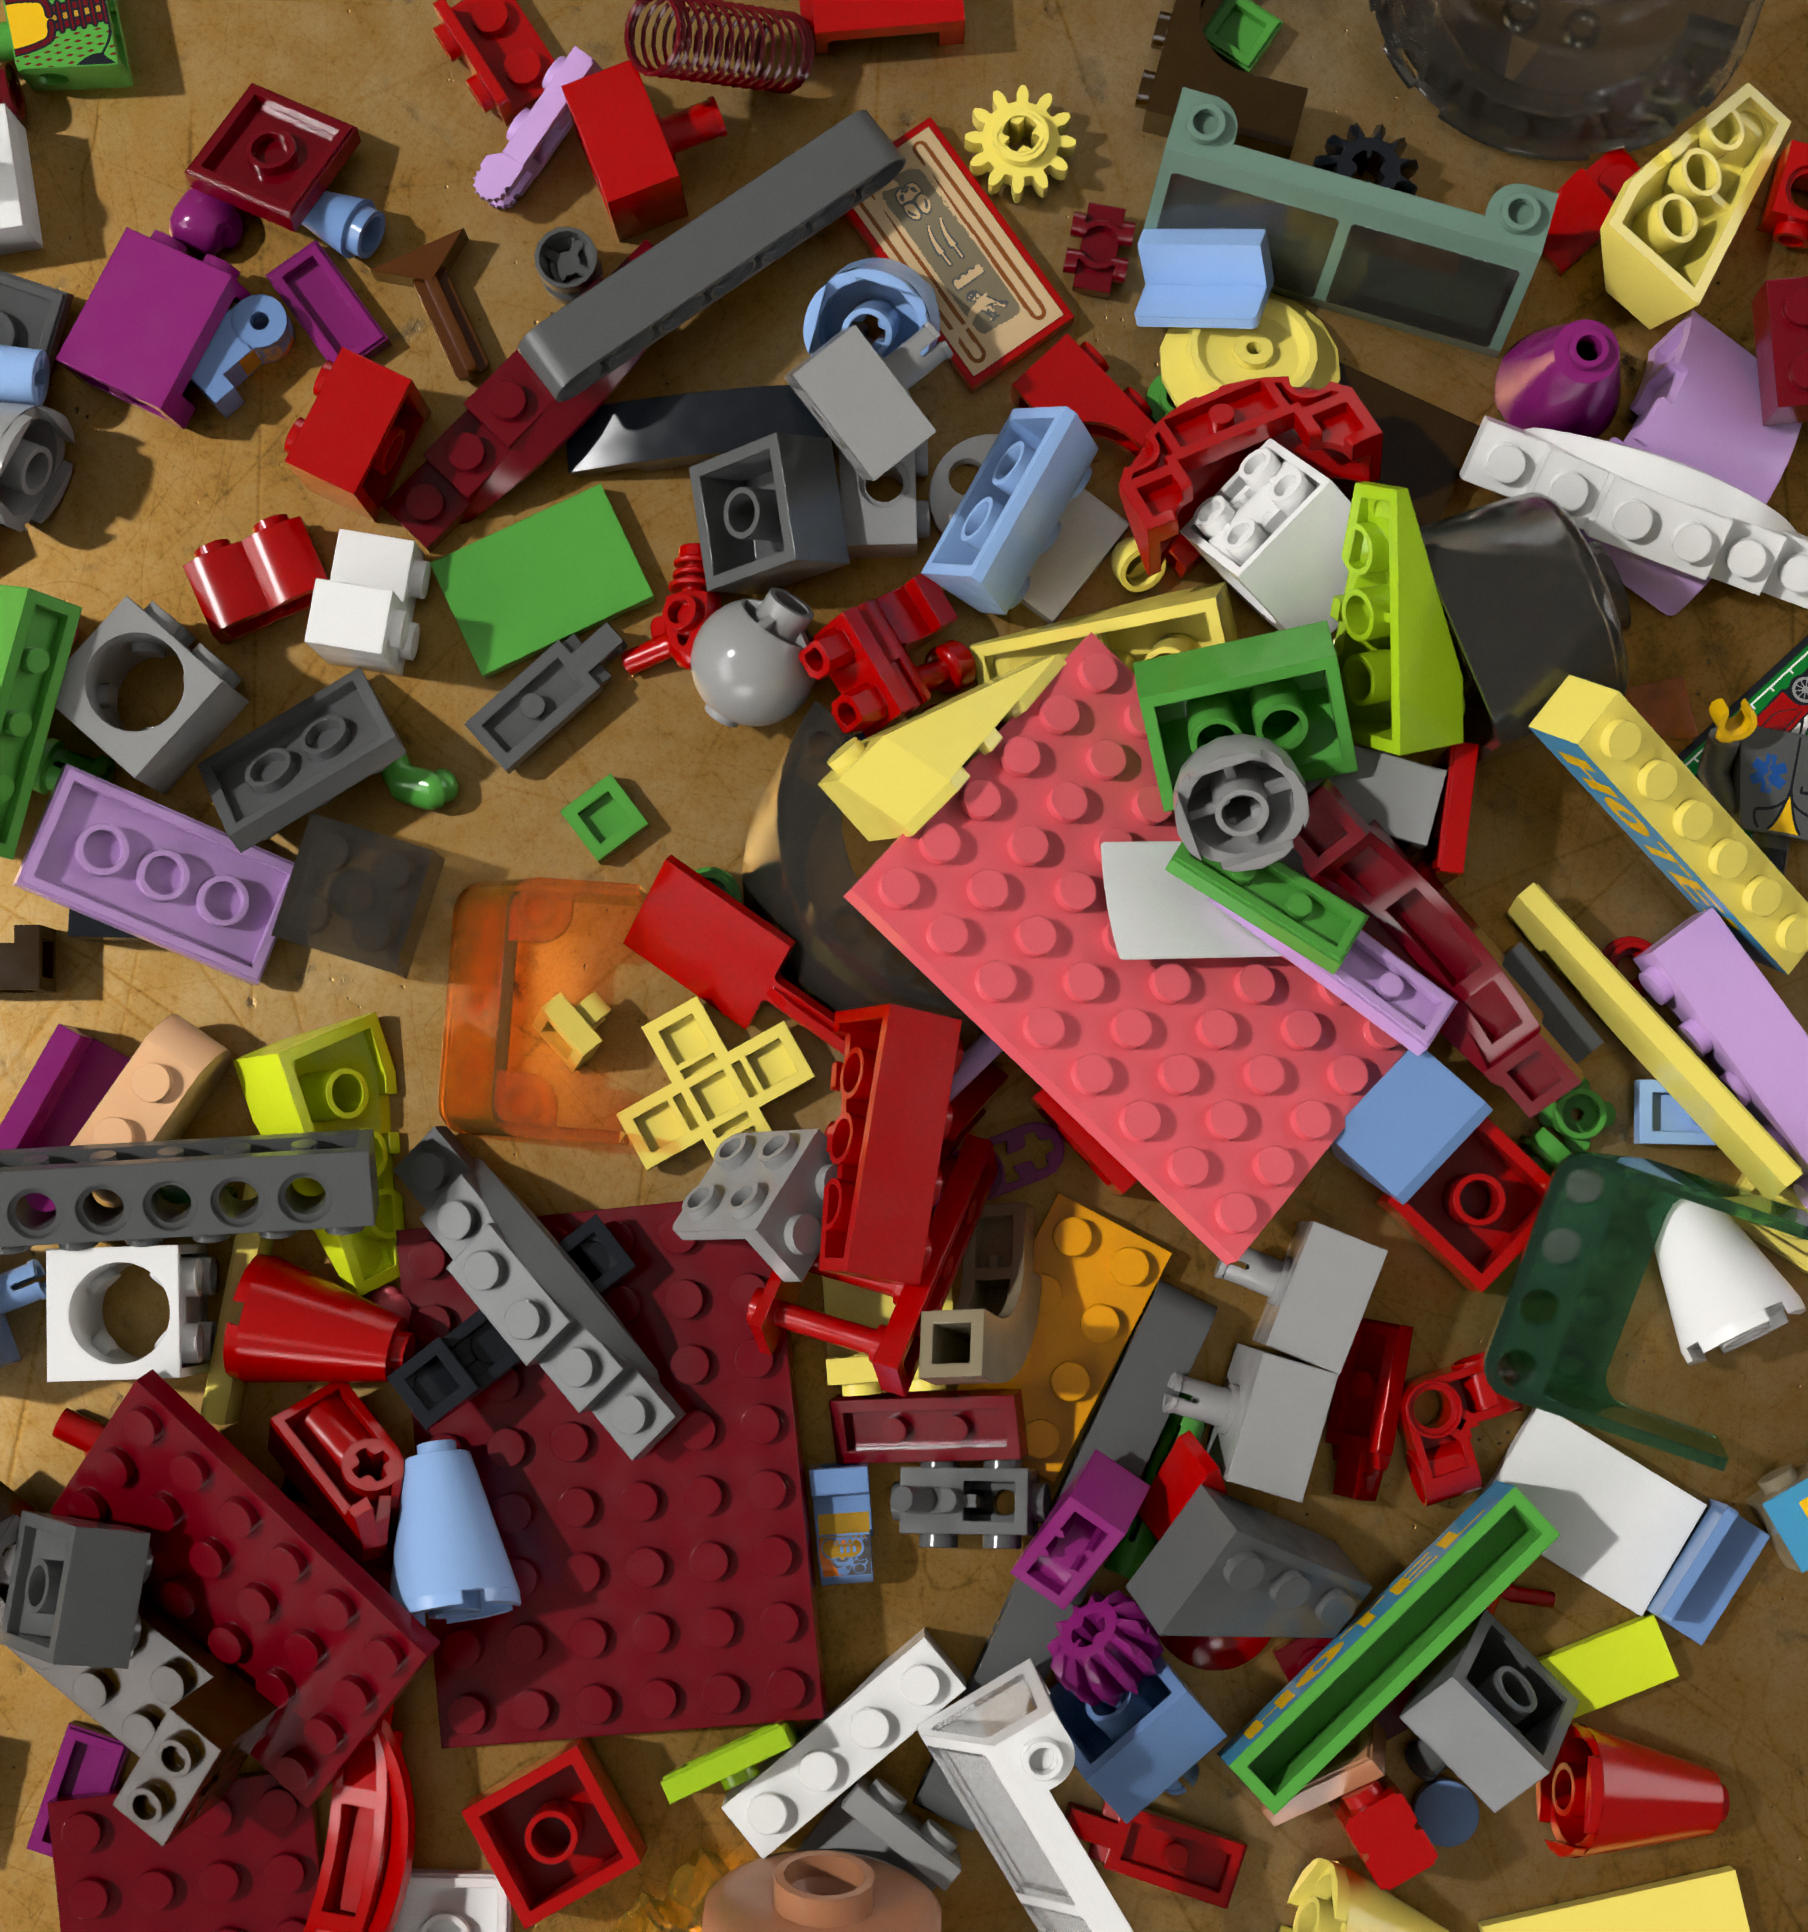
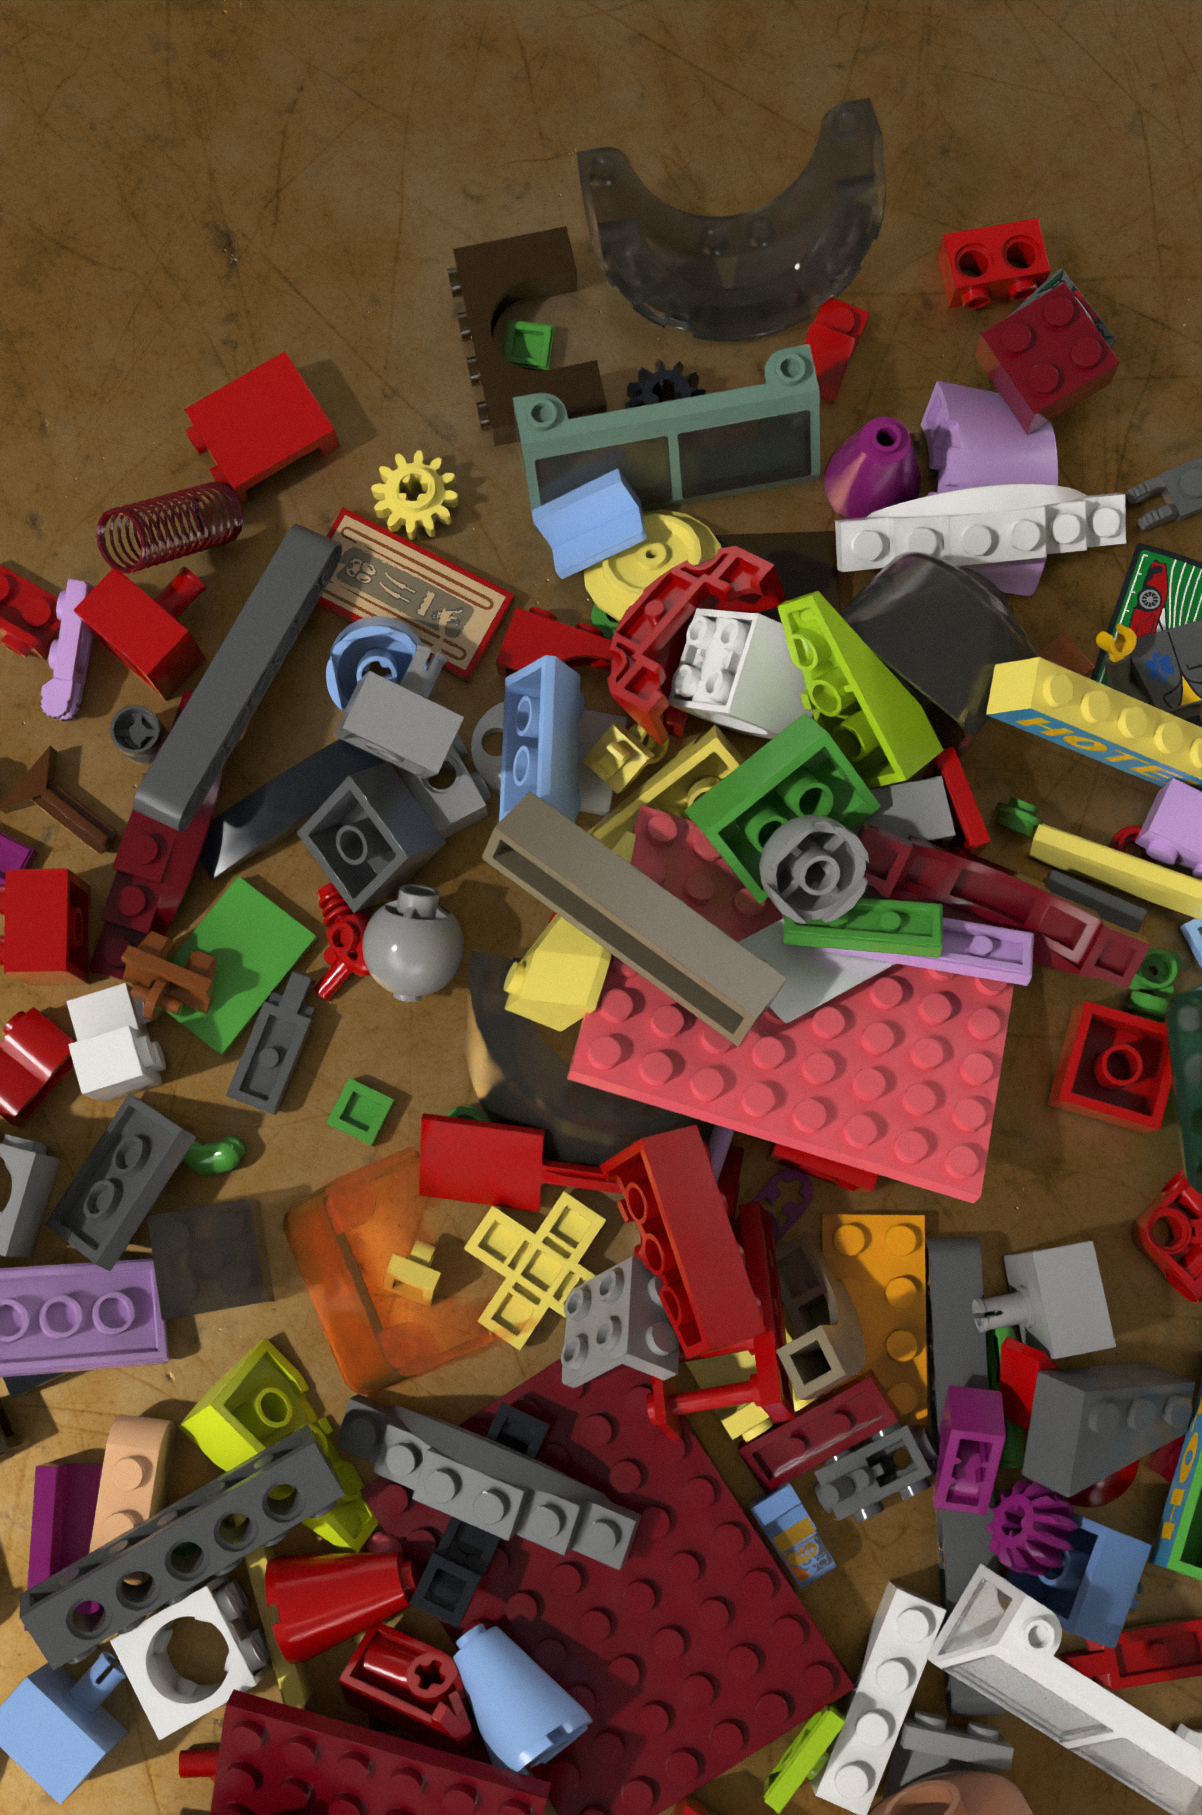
camera: 30 degrees left, 5 degrees down
(458, 566) = (167, 984): none -> dark orange hips
(870, 661) = (495, 909): red hips -> none
(1009, 754) = (633, 918): none -> dark tan brick
(1094, 565) = (618, 758): none -> light yellow tile
(1097, 260) = (508, 549): dark red piece -> none
(1311, 1293) = (1040, 1191): light grey brick -> none
(1368, 1407) = (1120, 1251): red hinge -> none
(1409, 1125) = (1046, 1038): medium blue slope -> none
(1516, 862) = (1018, 817): none -> bright green plate
(1686, 207) = (897, 315): light yellow wedge -> none

